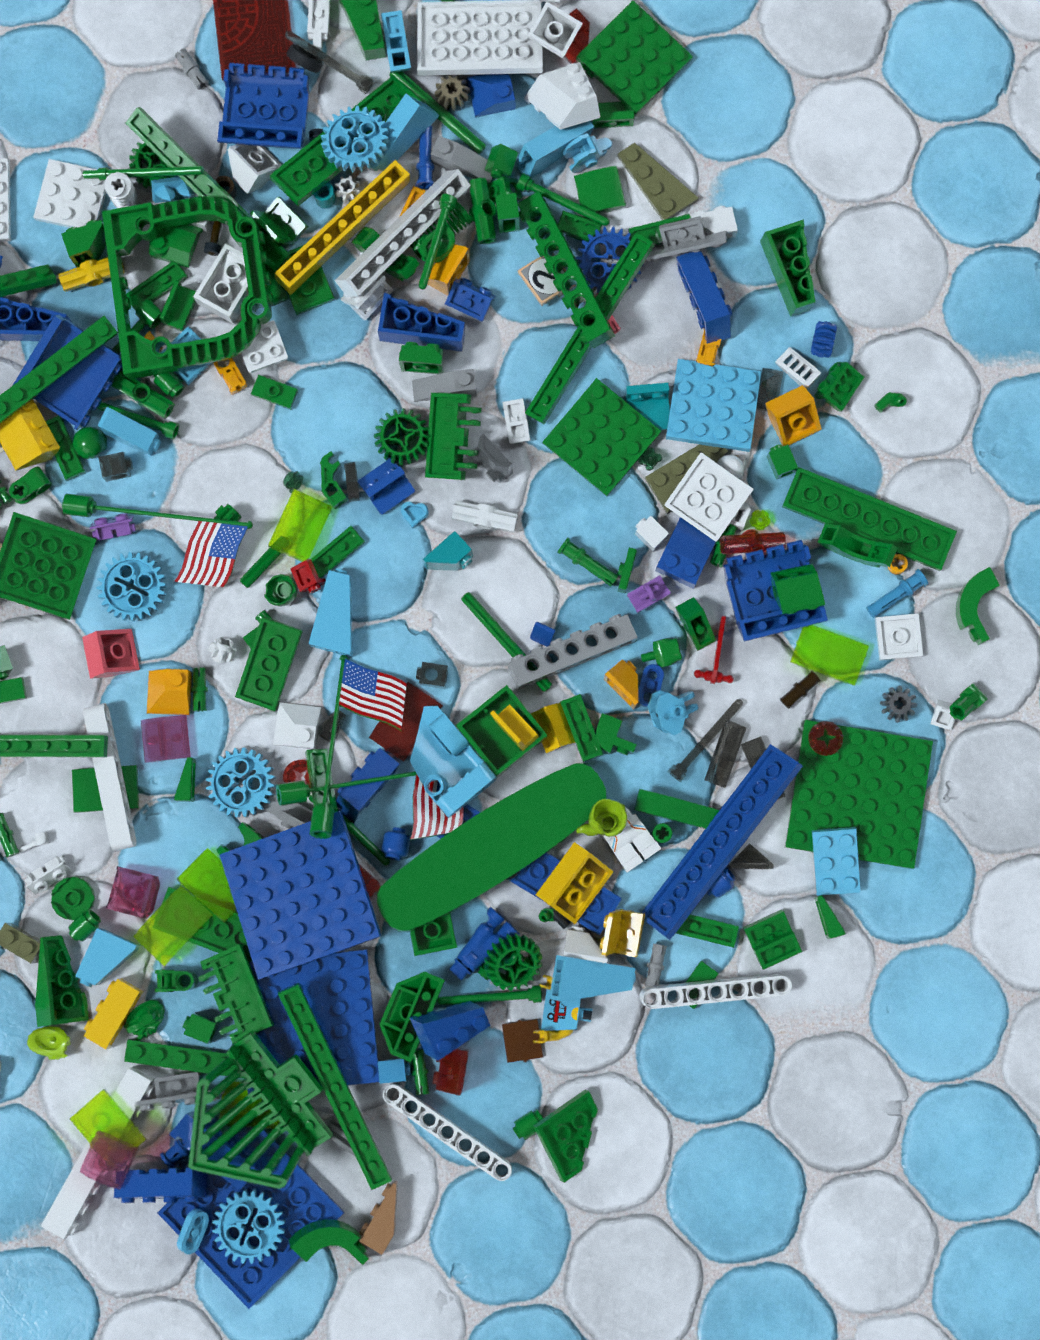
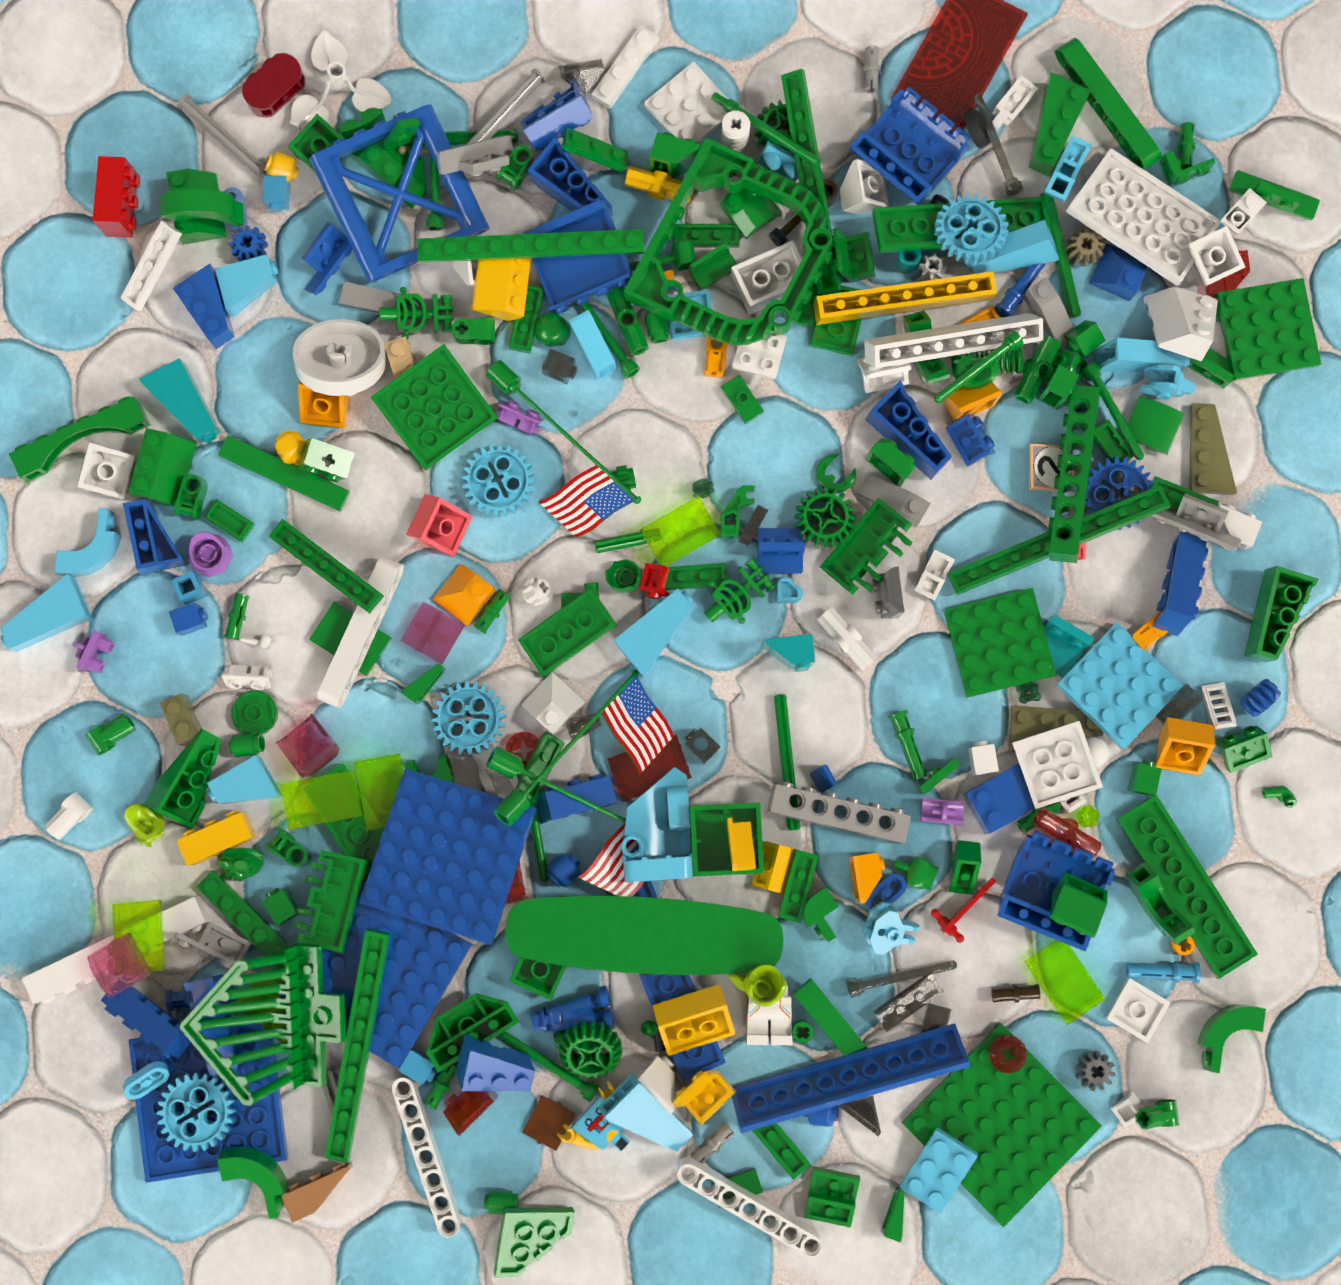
camera: 30 degrees right, 0 degrees up
(371, 561) = (720, 607): none -> green torso
(384, 408) = (829, 481): none -> green head

